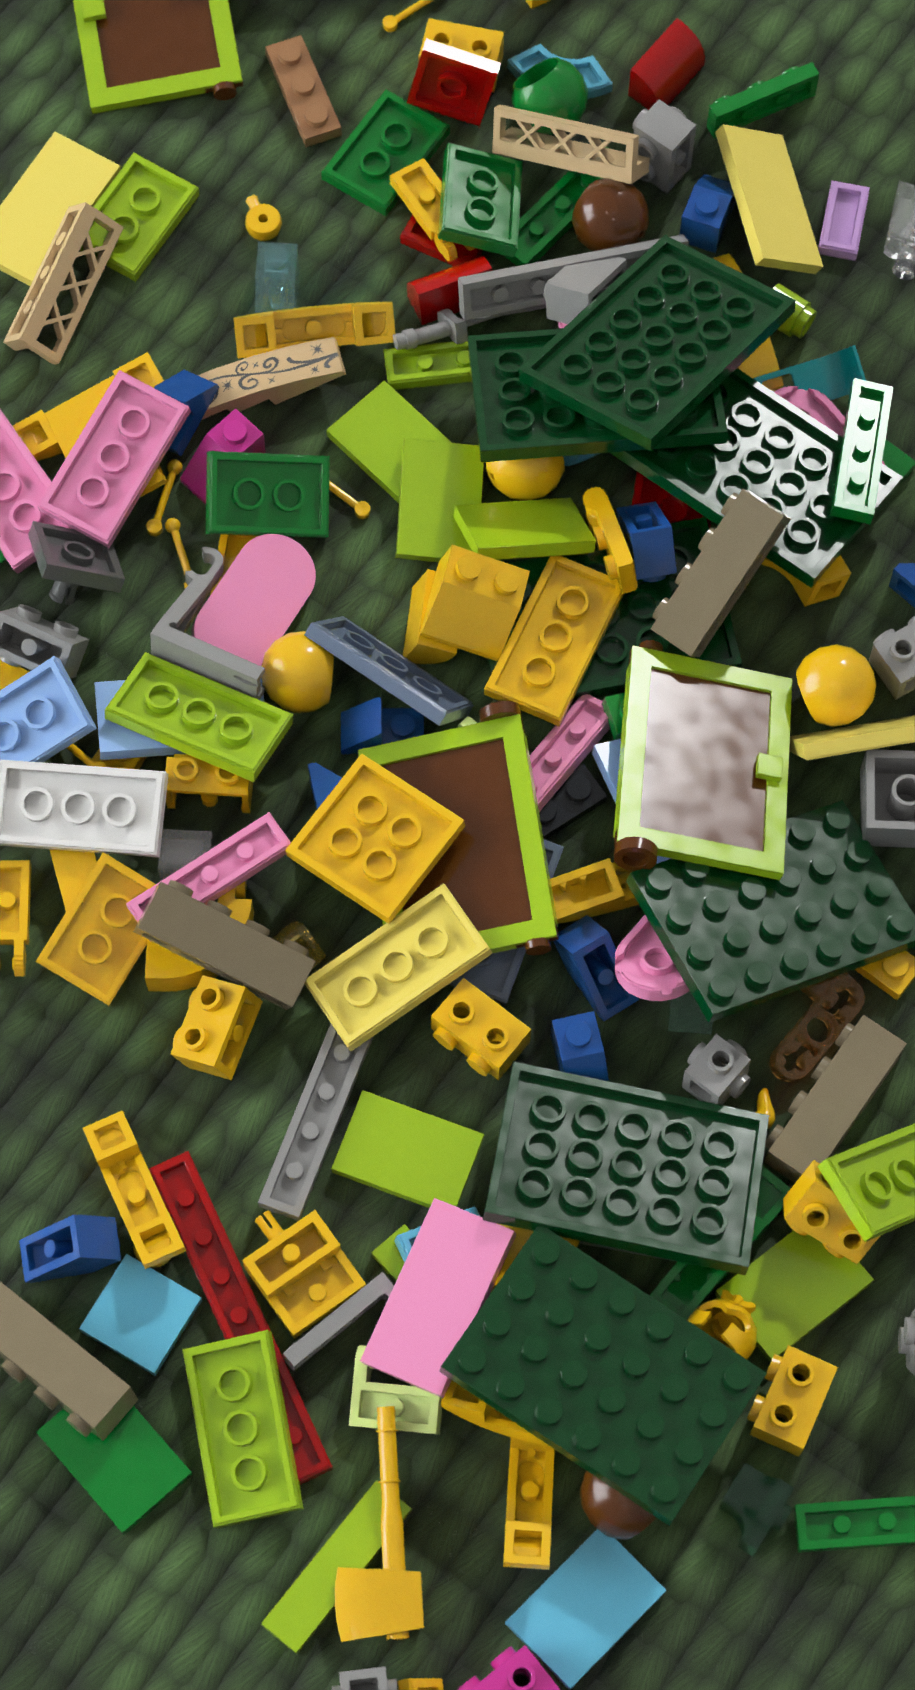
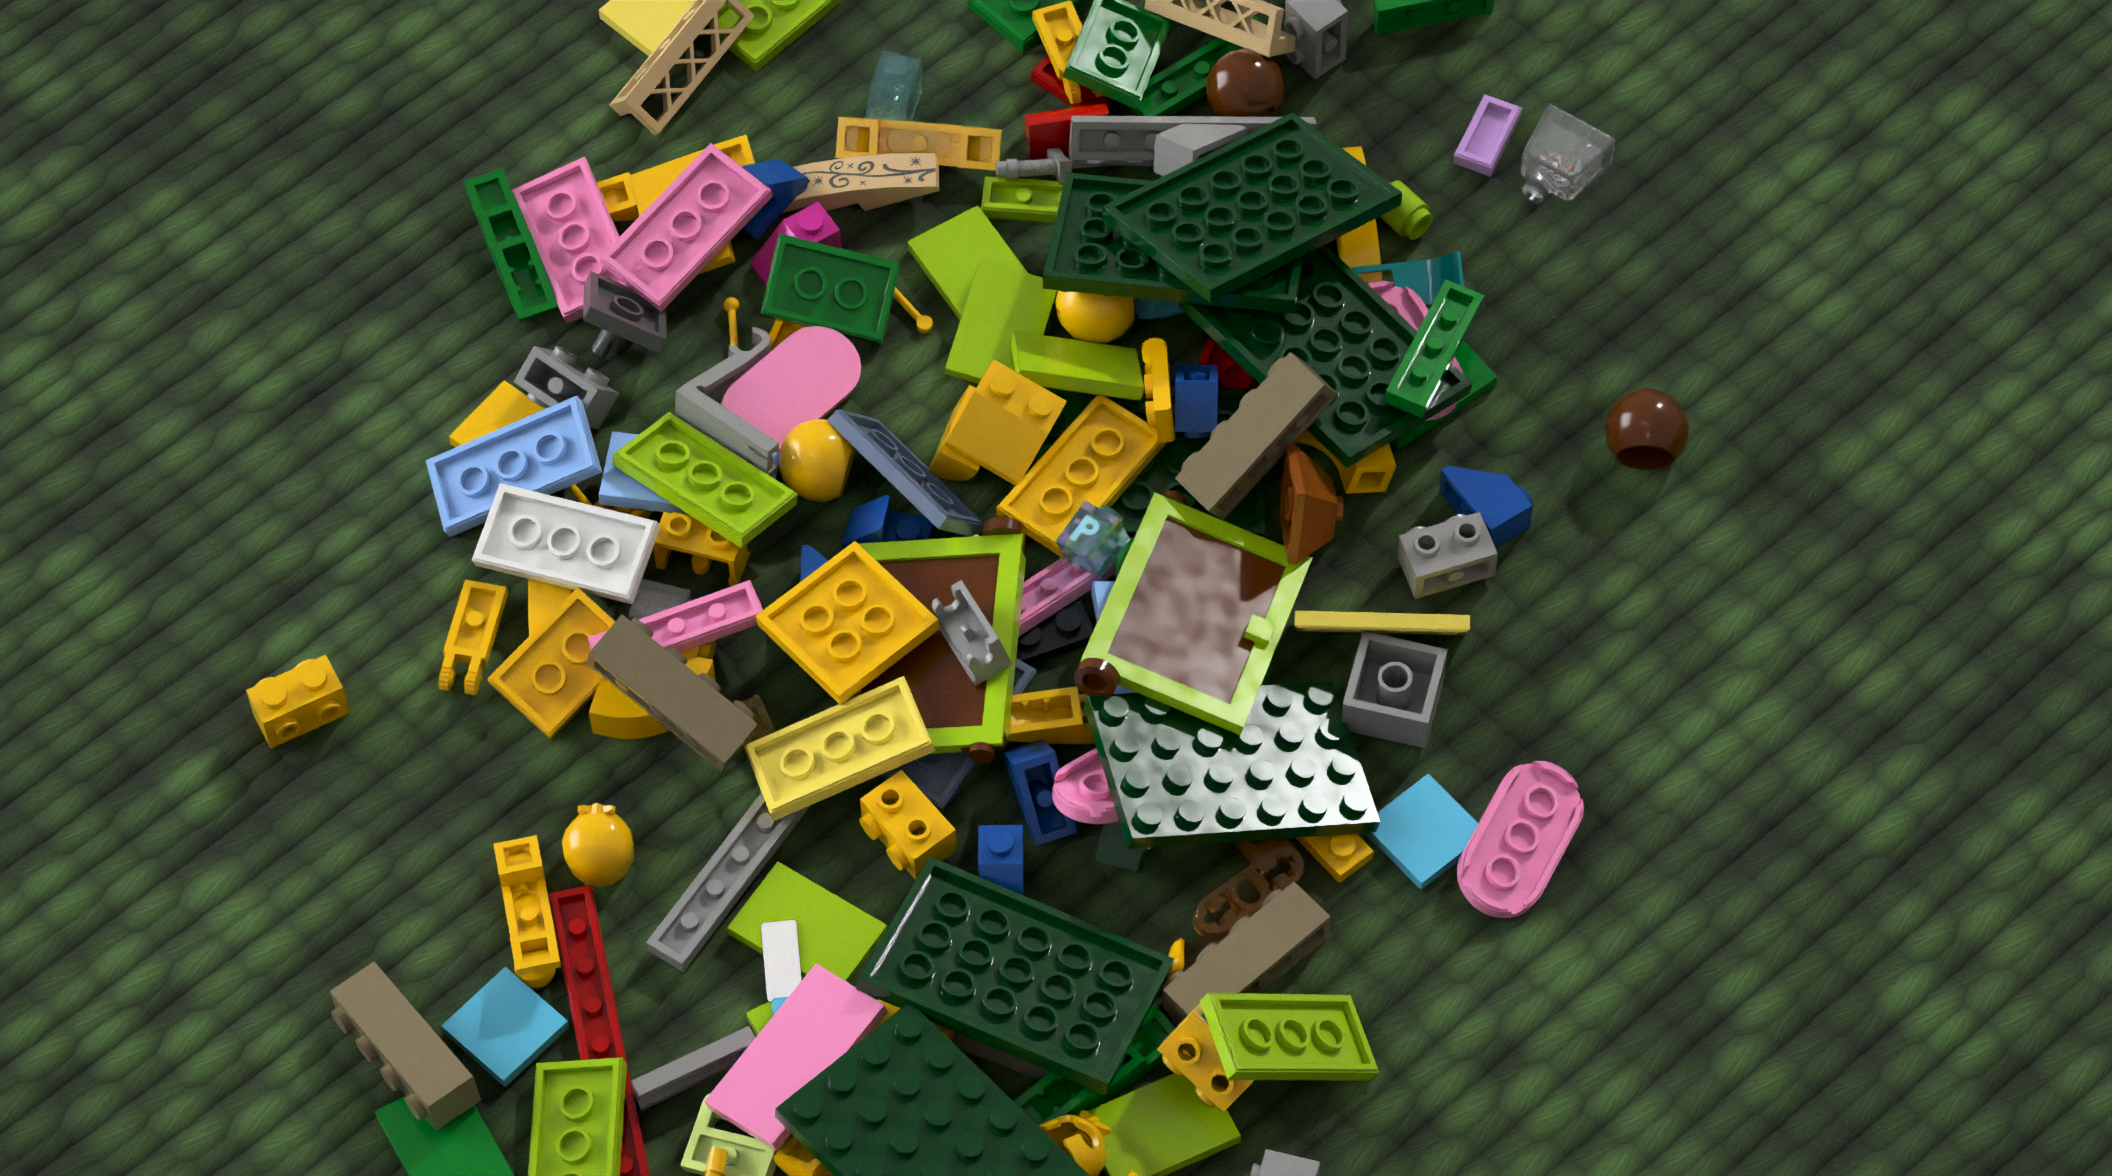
camera: 15 degrees right, 10 degrees down
(70, 1248) = (452, 949): blue slope -> none
(154, 525) = (713, 302): yellow hinge -> none
(186, 1111) = (598, 846): none -> yellow helmet
(216, 1027) = (648, 770): yellow brick -> none
(262, 213) = (897, 34): yellow piece -> none
(302, 1271) = (670, 1011): yellow plate -> none
(392, 1192) = (781, 958): none -> white sticker
(499, 831) = (971, 636): none -> light grey hinge
(587, 704) = (1093, 538): none -> clear light blue brick
(707, 213) = (1348, 102): blue slope -> none
(717, 1071) = (1133, 907): light grey brick -> none
(769, 199) = (1412, 100): light yellow tile -> none
(775, 630) = (1306, 505): none -> dark orange slope
(836, 684) = (1352, 568): yellow helmet -> none

